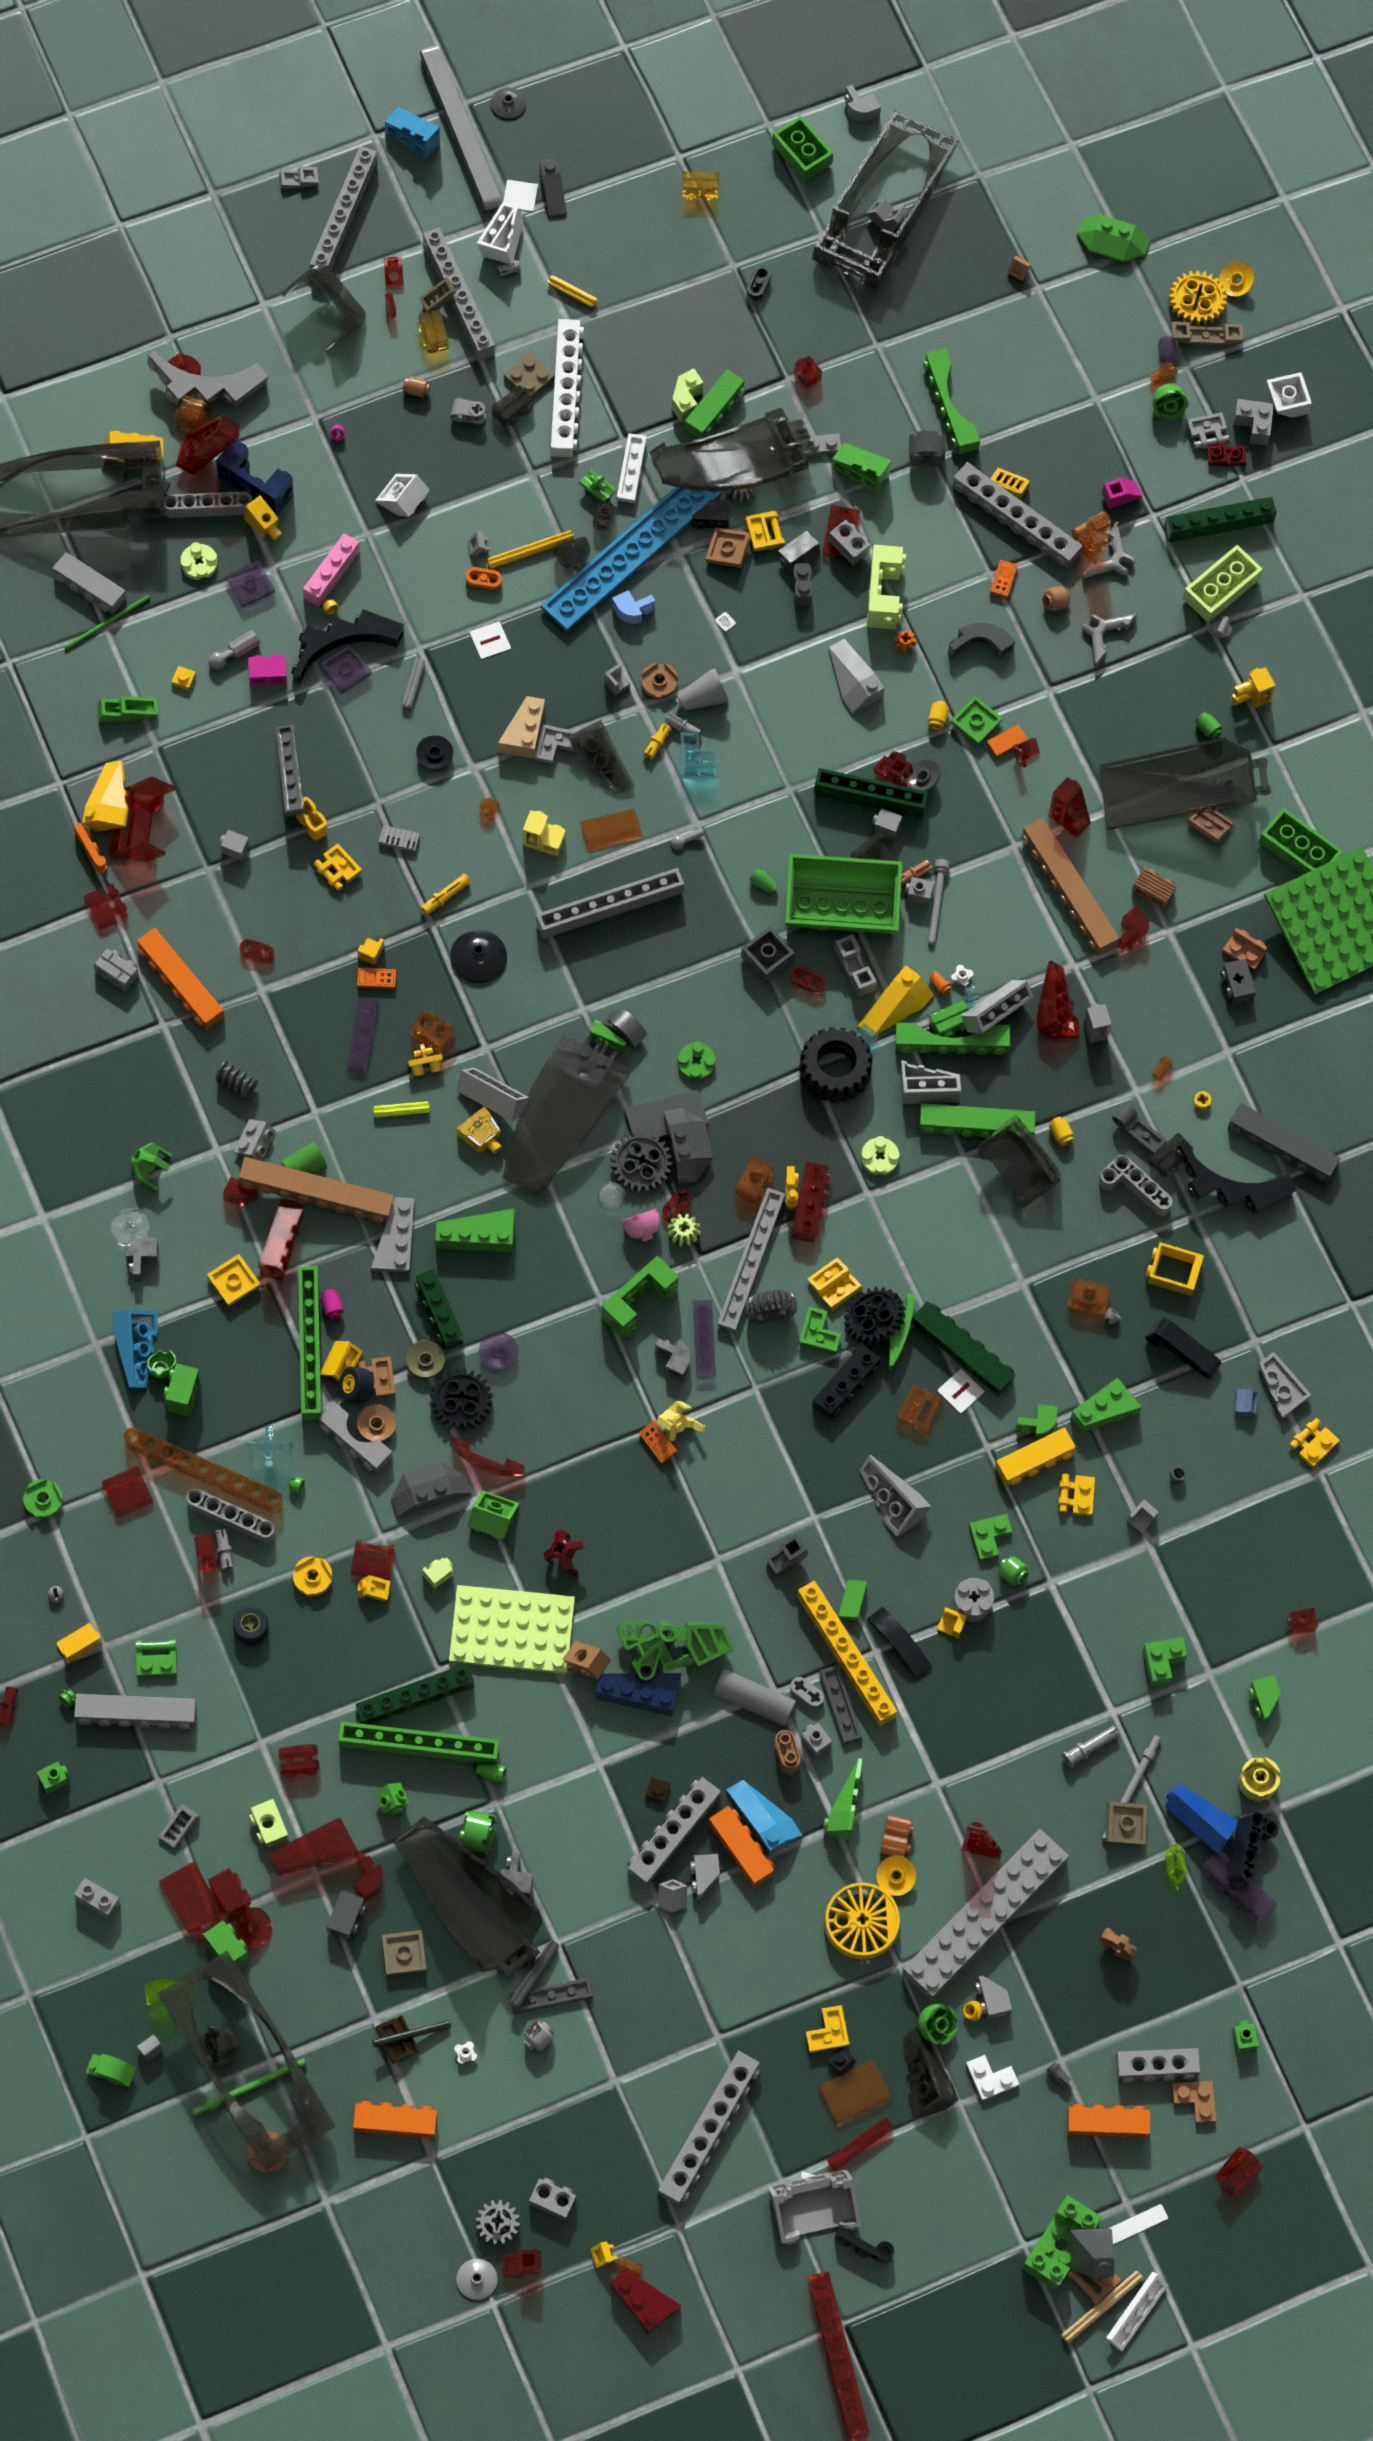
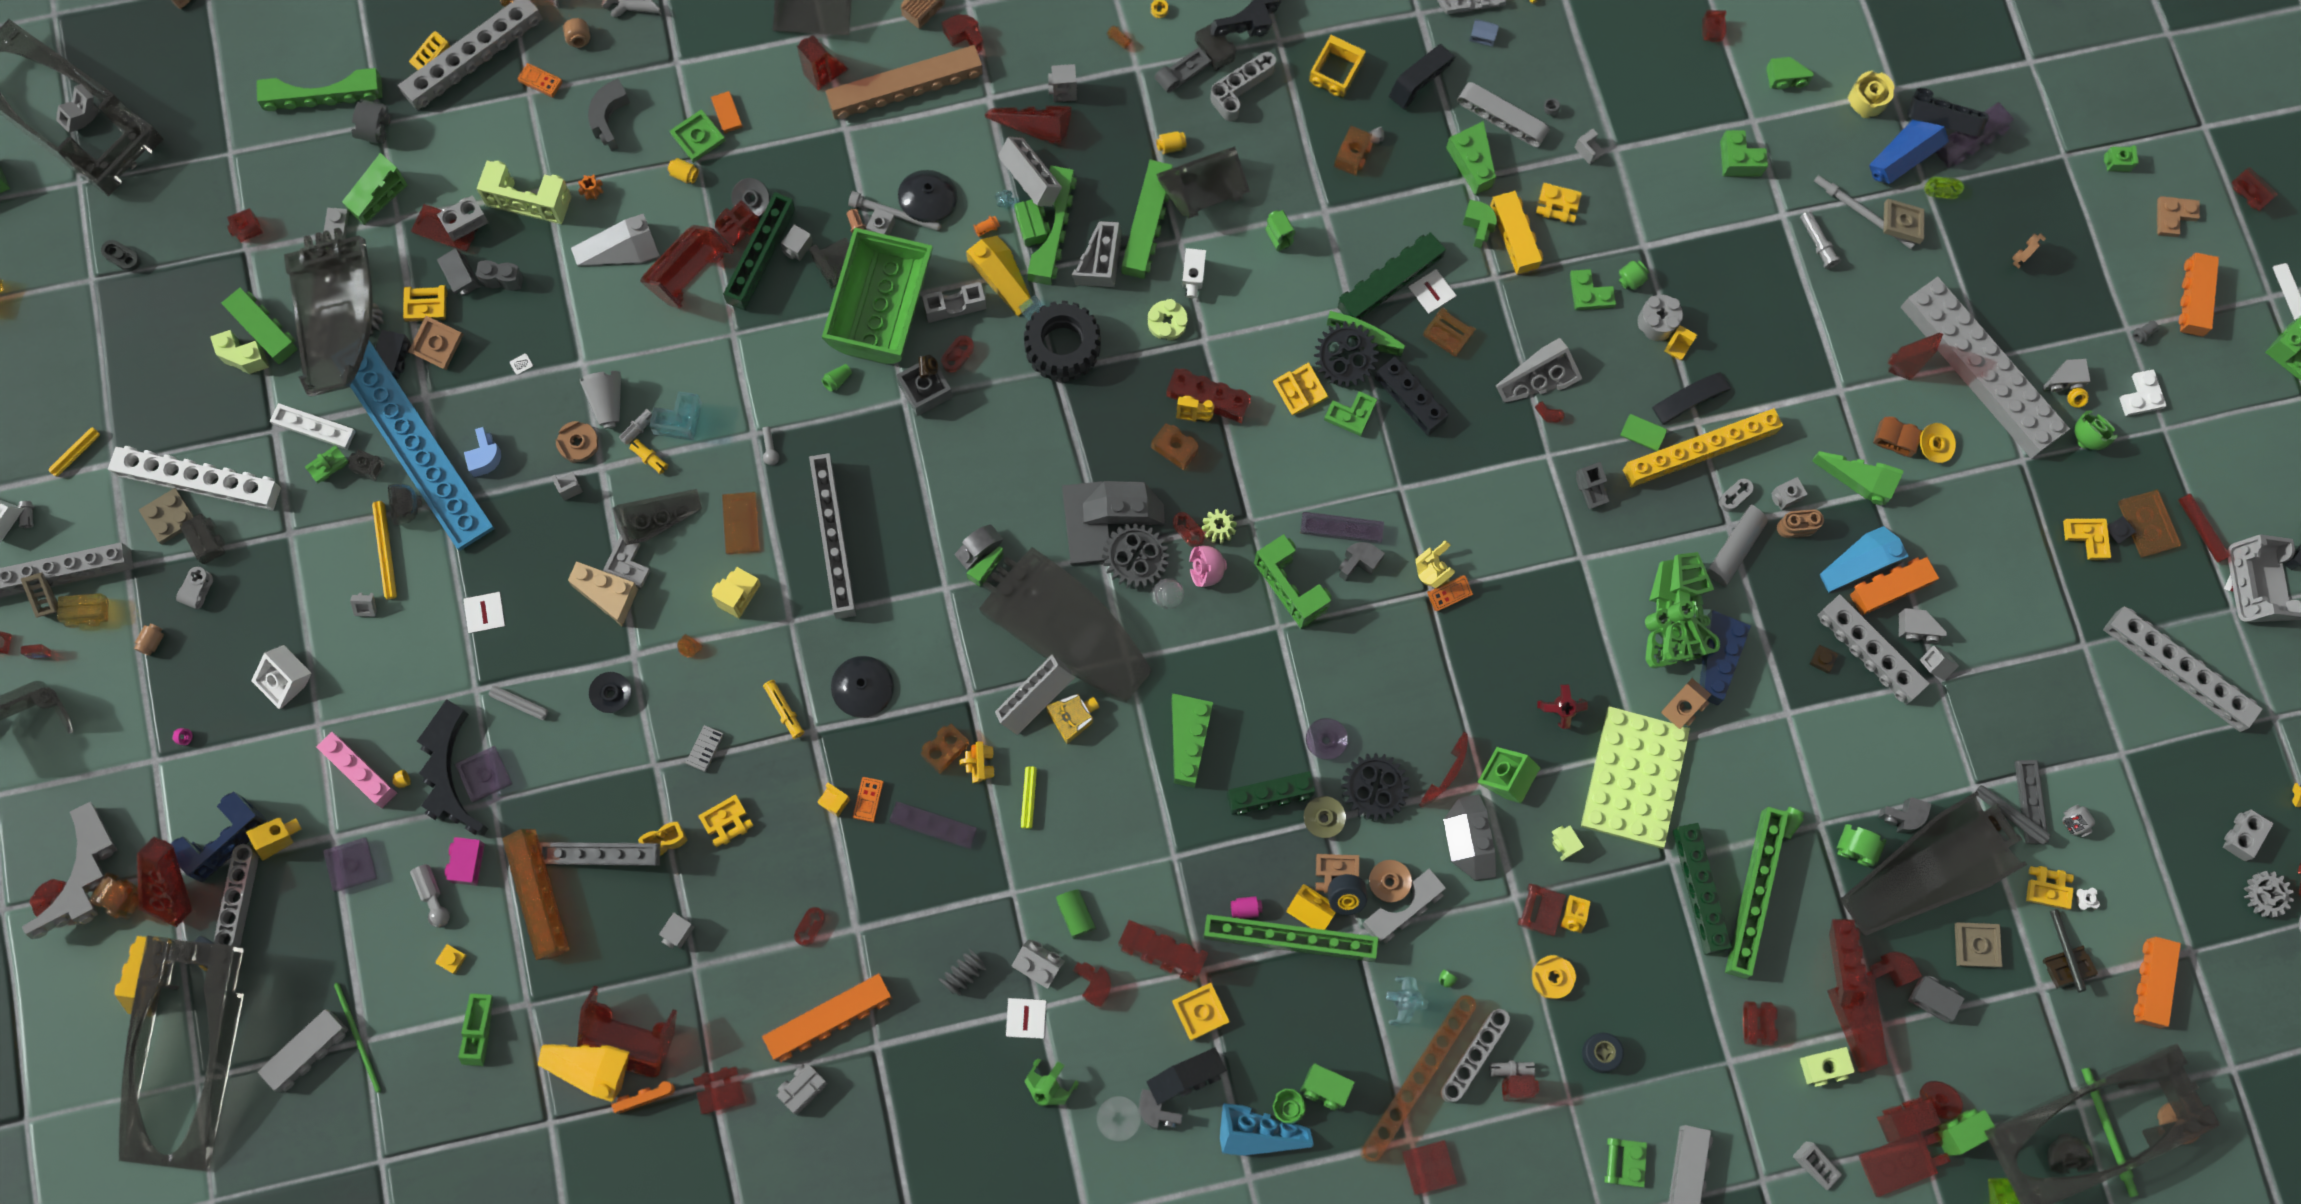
camera: 80 degrees left, 5 degrees up
(174, 1273) = (1187, 1075): none -> black wedge
(199, 551) = (293, 919): yellowish green plate -> none
(206, 1140) = (1025, 1018): none -> white sticker
(248, 729) = (535, 894): none -> clear orange brick
(315, 1189) = (1113, 904): medium nougat brick -> none
(364, 1823) = (1847, 962): none -> clear red brick
(392, 1799) = (1813, 930): bright green brick -> none
(395, 1244) = (1181, 827): light grey wing -> none
(463, 2016) = (2050, 894): none -> yellow plate
(484, 577) = (409, 606): orange plate -> none
(696, 1071) = (1025, 492): bright green plate -> none
(751, 1259) = (1262, 465): light grey plate -> none
(771, 1306) = (1322, 451): dark grey gear -> none
(782, 950) = (927, 366): none -> dark brown plate
(840, 1705) = (1751, 465): dark grey tile -> none
(843, 730) = (683, 262): none -> clear red windscreen
(853, 1511) = (1549, 415): none -> clear red arm
(869, 1916) = (1980, 484): yellow piece -> none
(929, 2082) = (2149, 451): clear smoke wedge -> none
(930, 1168) = (1193, 266): none -> white torso
(955, 936) = (925, 204): none -> black dish
(957, 975) = (982, 209): white plate -> none
(987, 1237) = (1280, 230): none -> bright green brick
(1025, 750) = (743, 96): clear red bracket -> none
(1159, 1430) = (1503, 114): none -> light grey beam
(1187, 2057) = (2137, 267): light grey brick -> none

